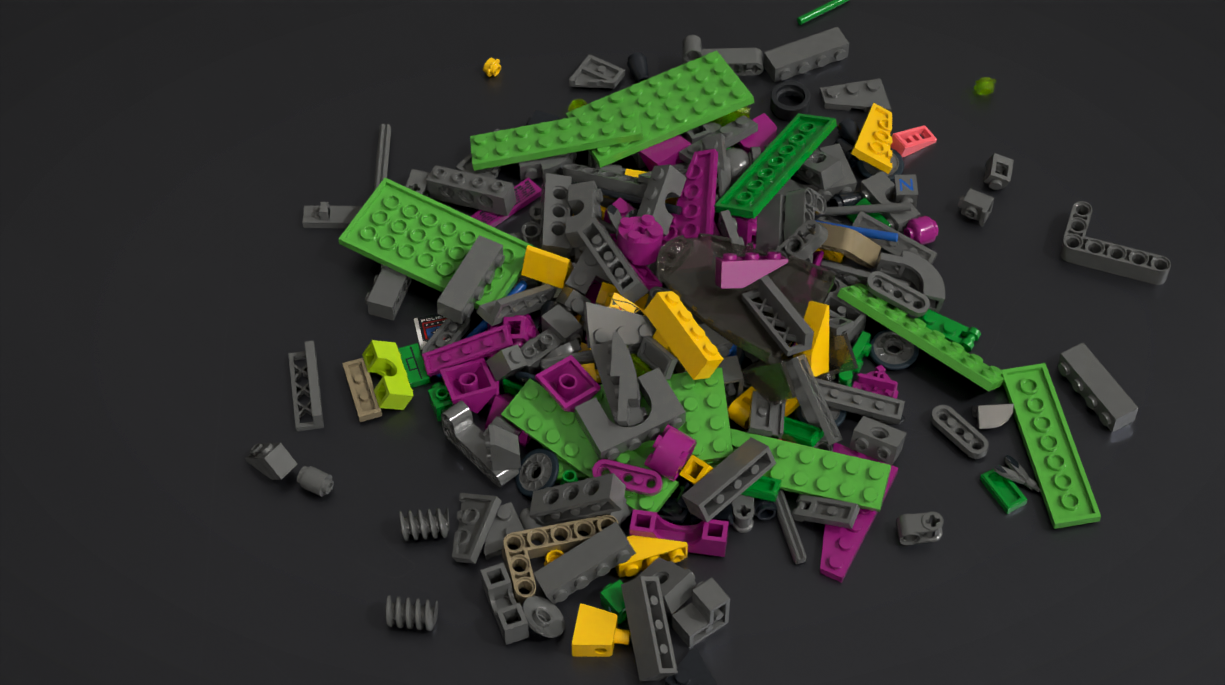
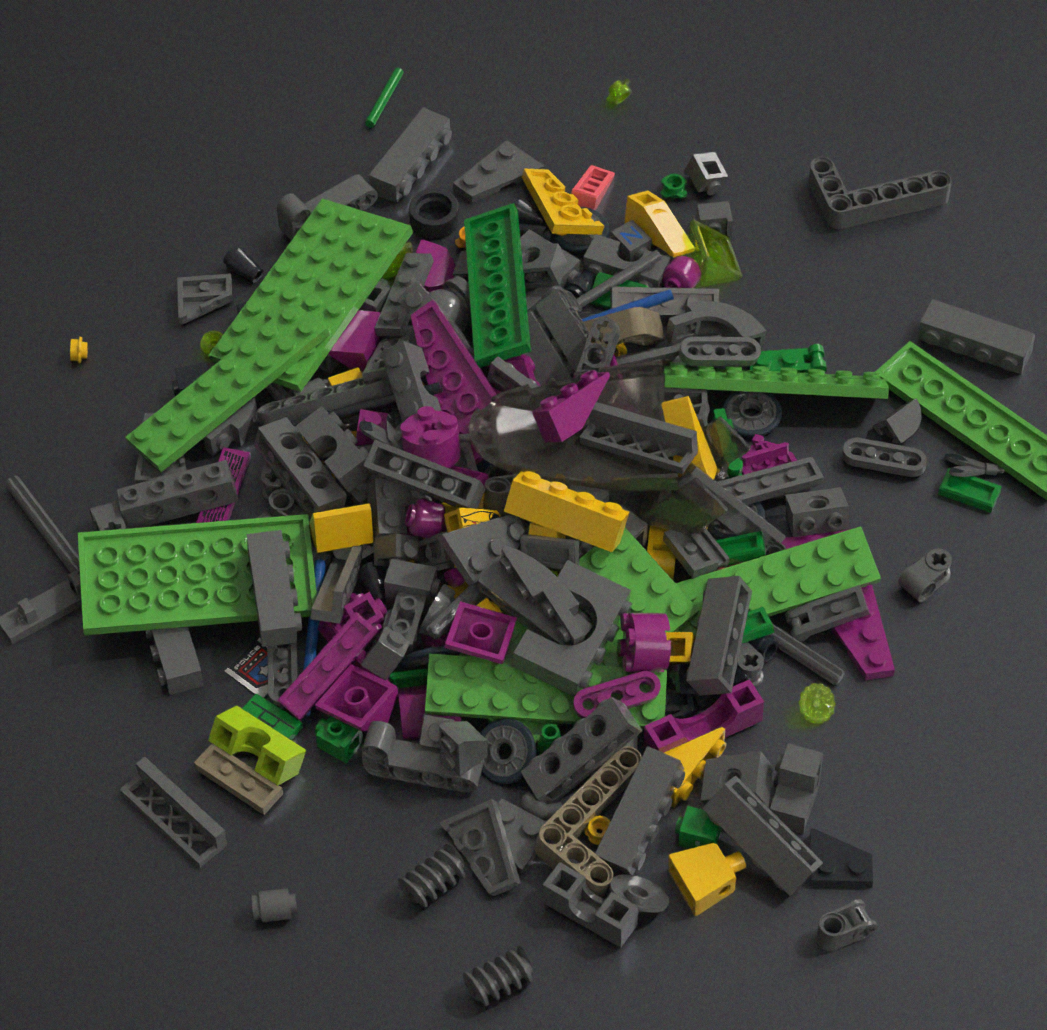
camera: 35 degrees left, 0 degrees up
(271, 460) = (206, 913): dark grey slope -> none
(598, 288) = (425, 518): none -> magenta head
(769, 567) = (817, 703): none -> clear neon green piece
(931, 187) = (658, 223): none -> yellow slope
(956, 229) = (713, 255): none -> clear neon green slope
(969, 169) = (674, 186): none -> green plate

